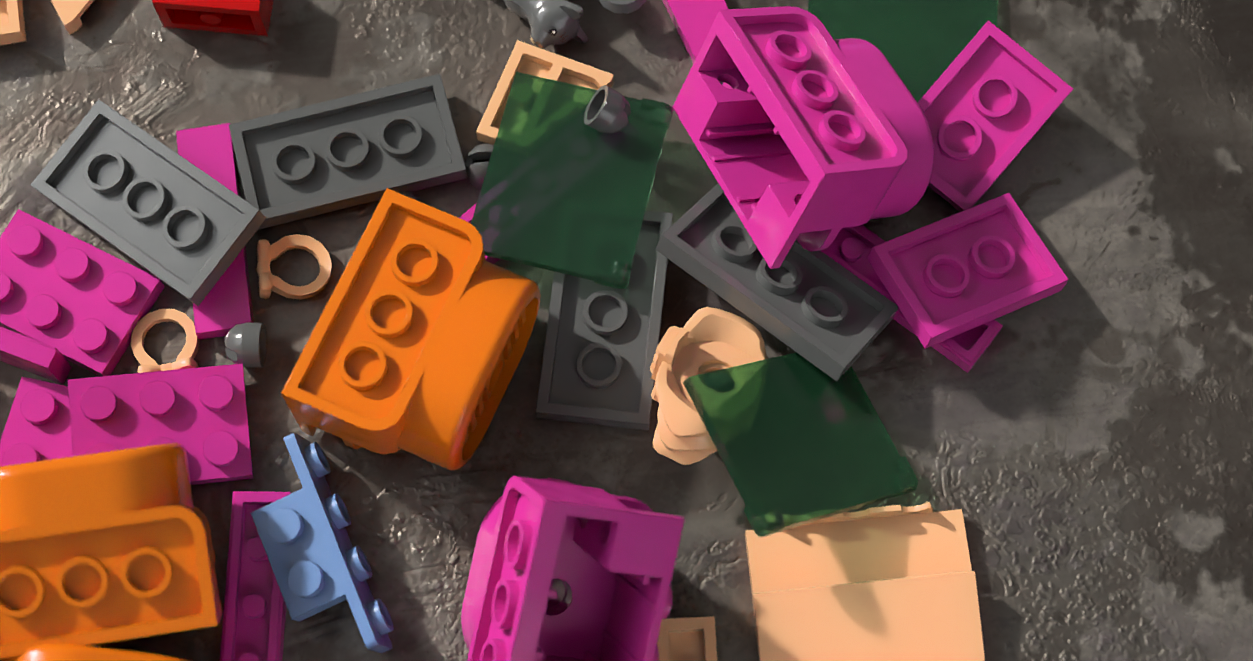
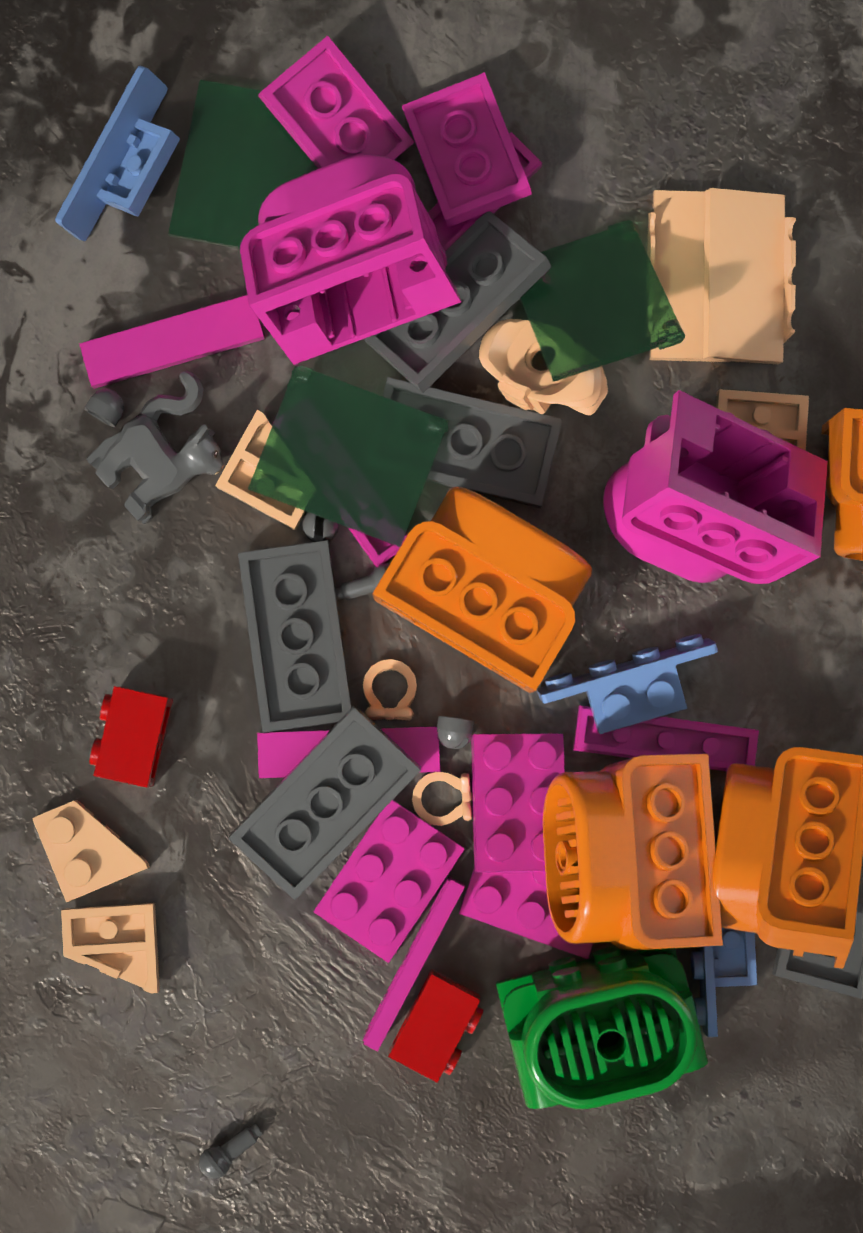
camera: 85 degrees left, 15 degrees up
(607, 111) = (299, 417): dark grey hinge -> none

